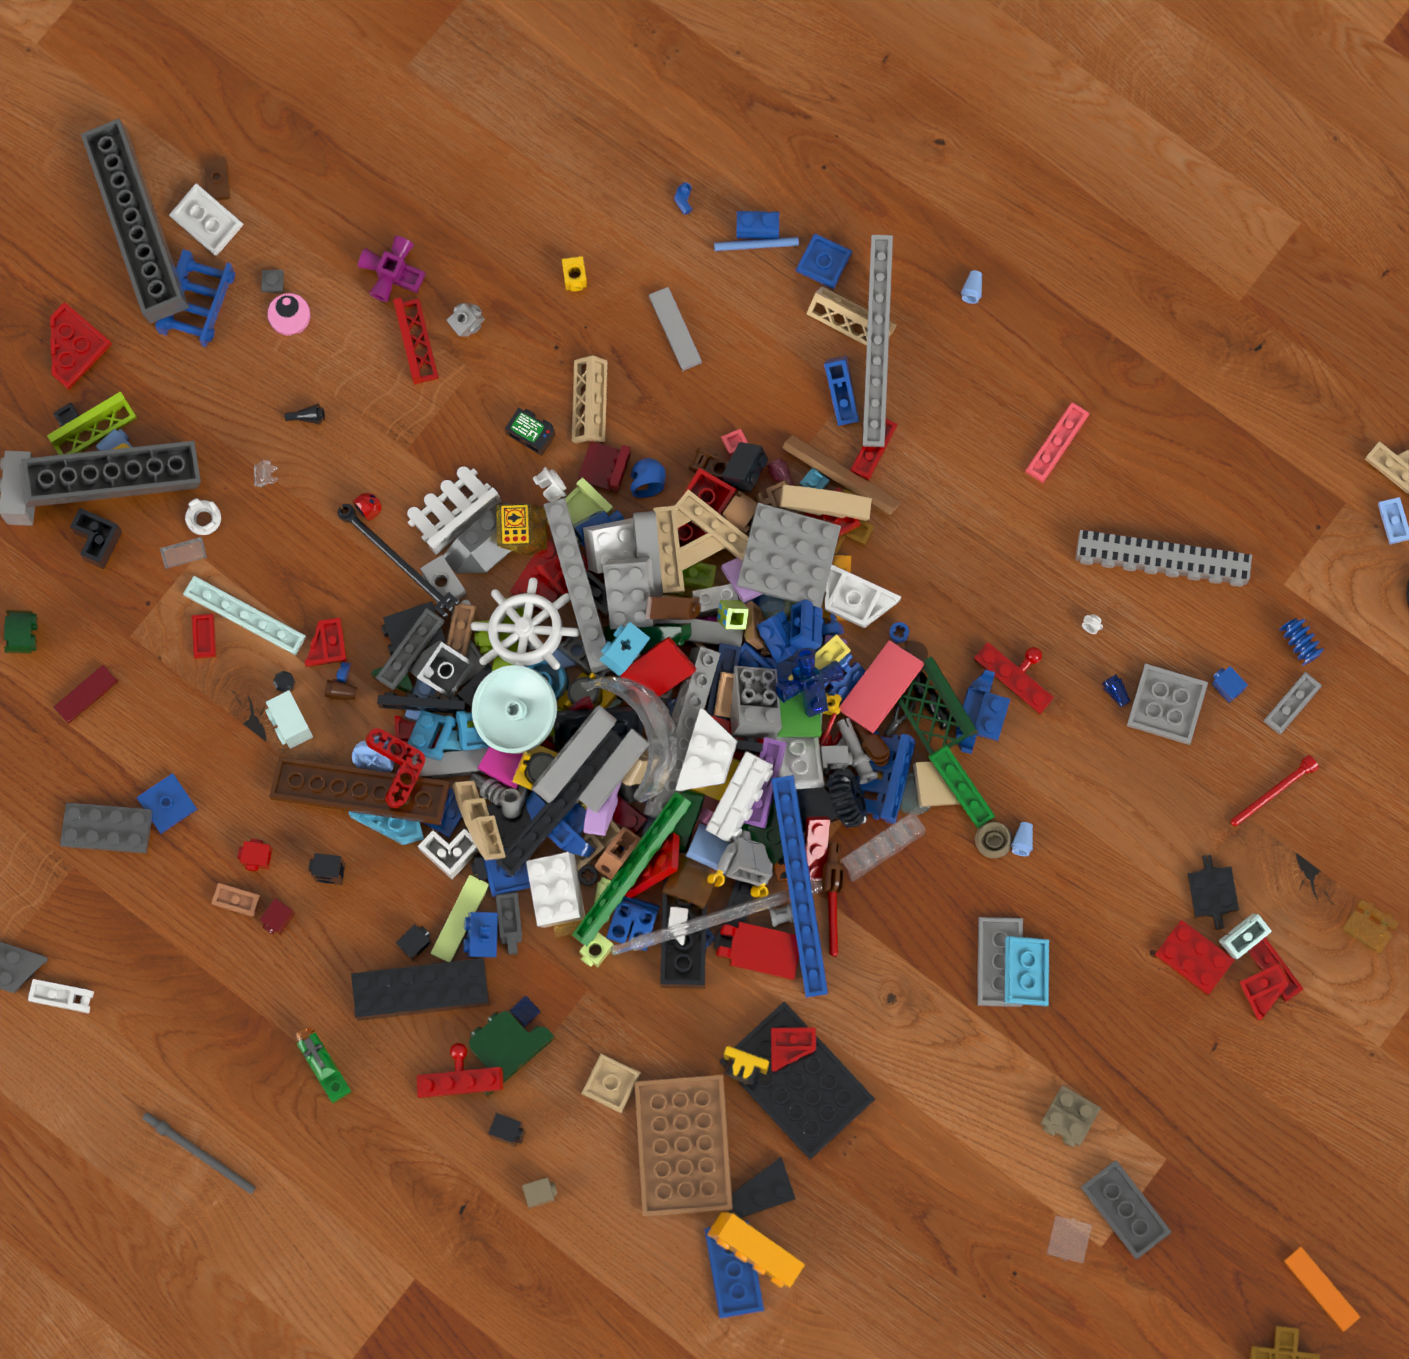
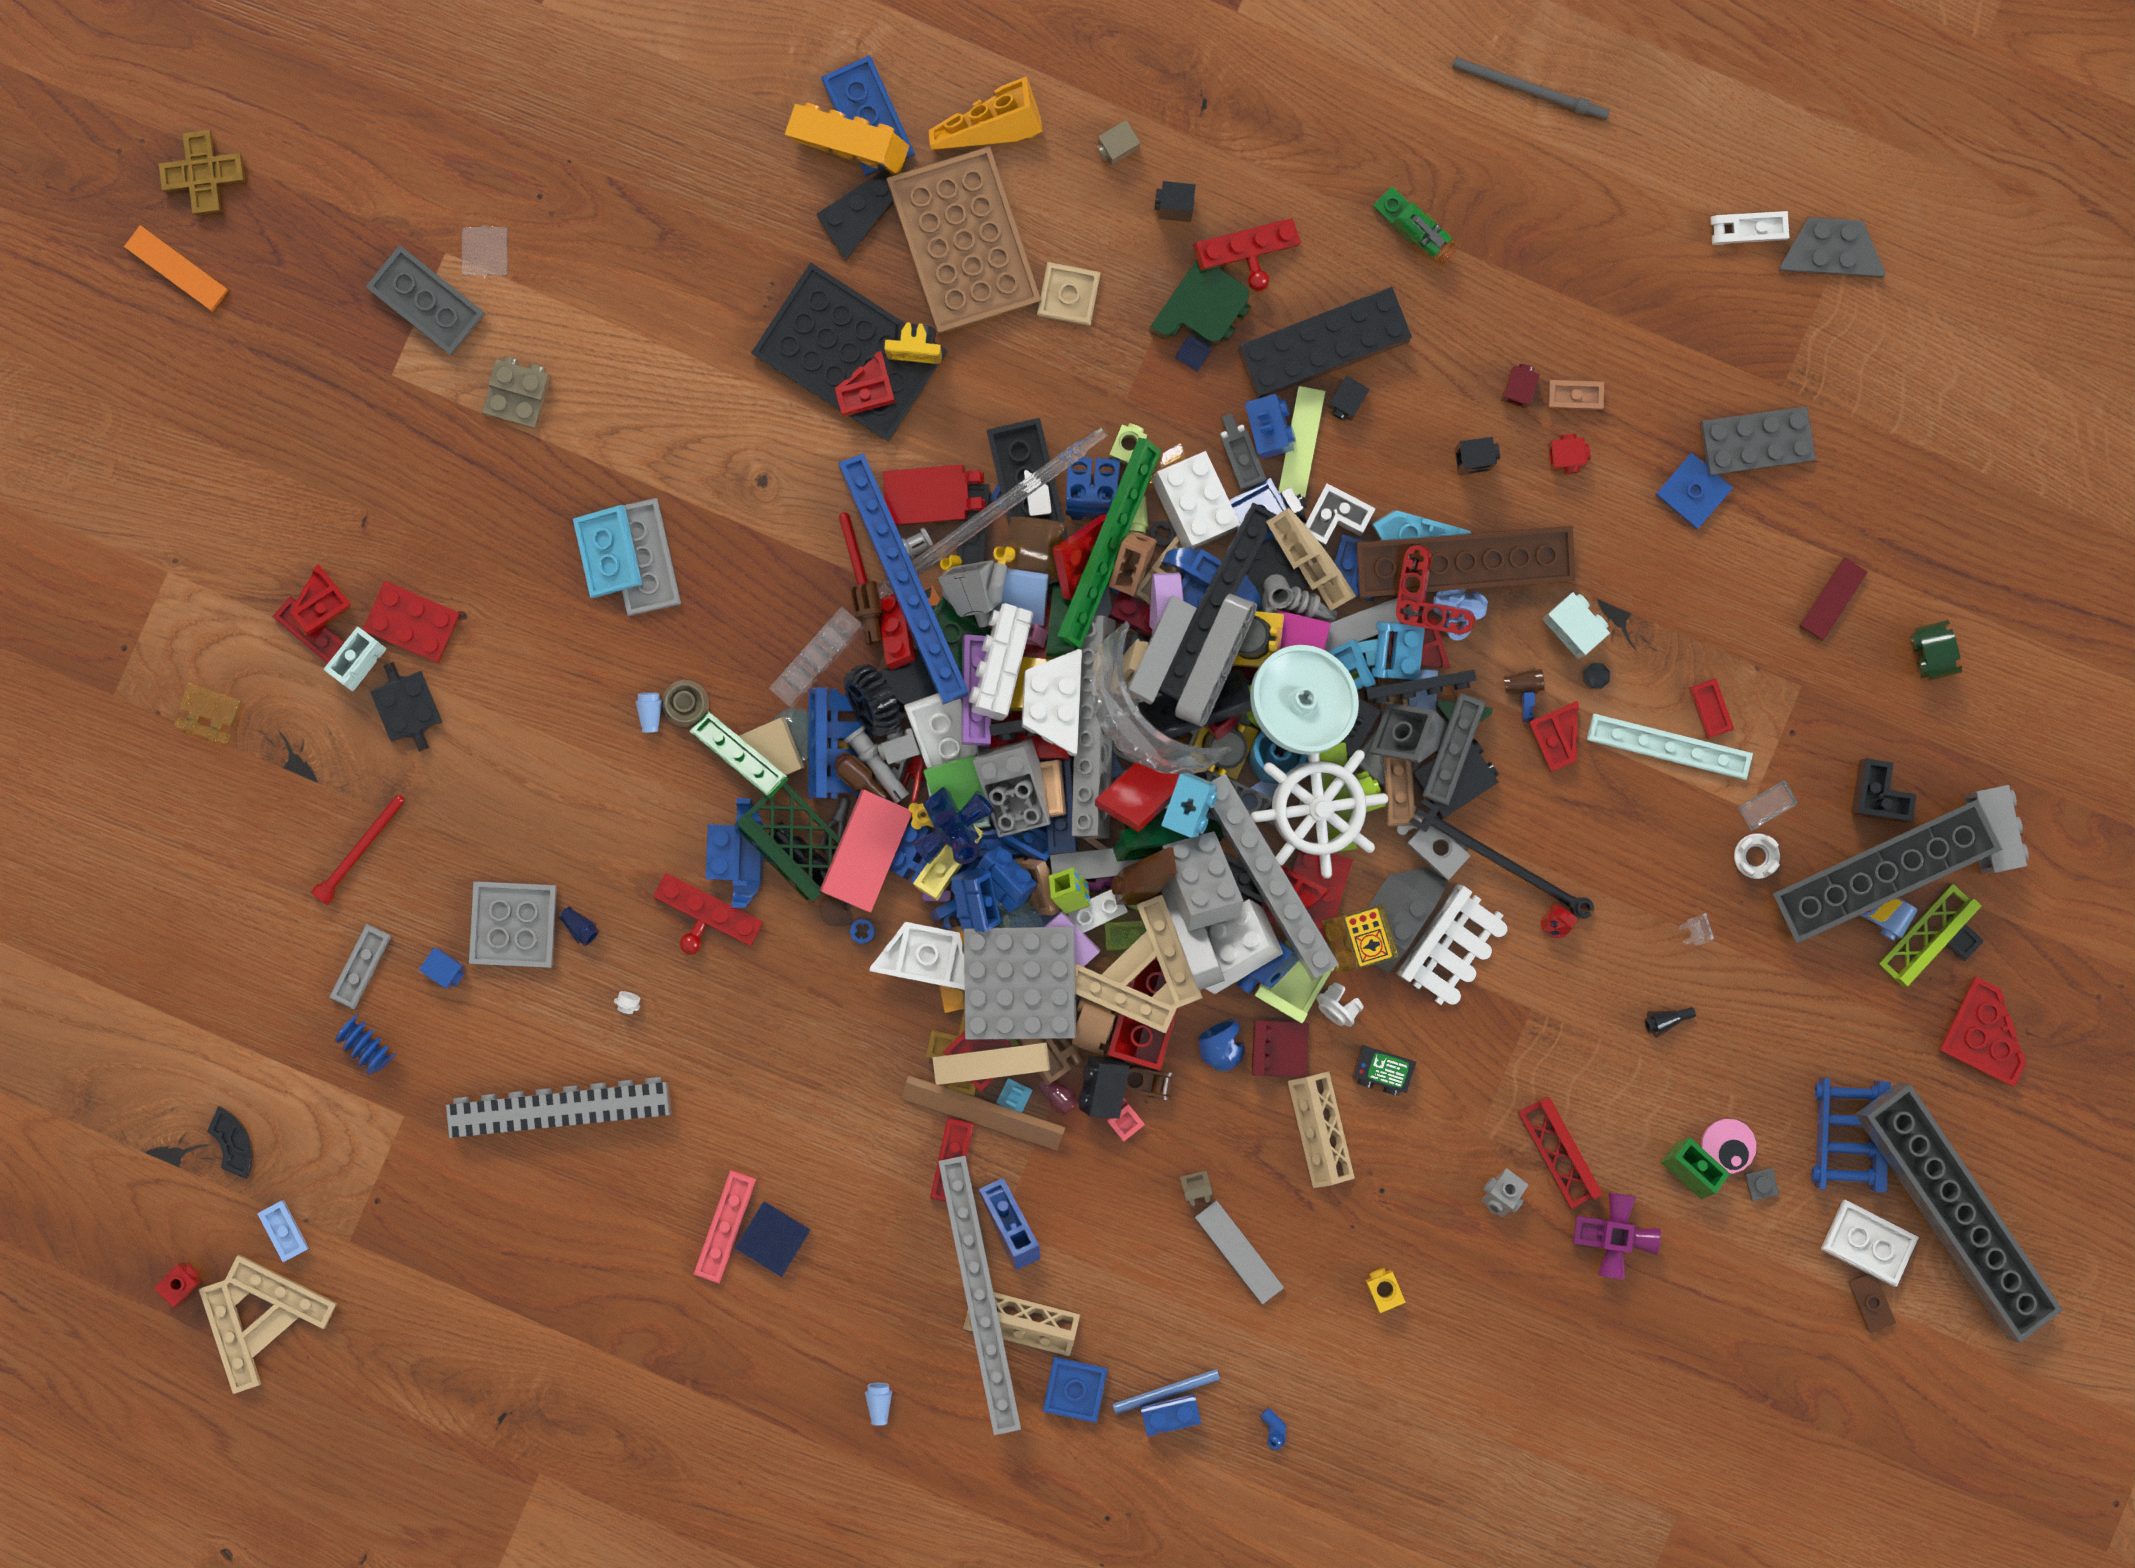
camera: 160 degrees right, 10 degrees up
(318, 301) = (1695, 1168): none -> green brick
(631, 1237) = (1001, 119): none -> light orange wedge
(694, 382) = (1196, 1186): none -> dark tan tile
(1023, 423) = (772, 1238): none -> clear blue plate

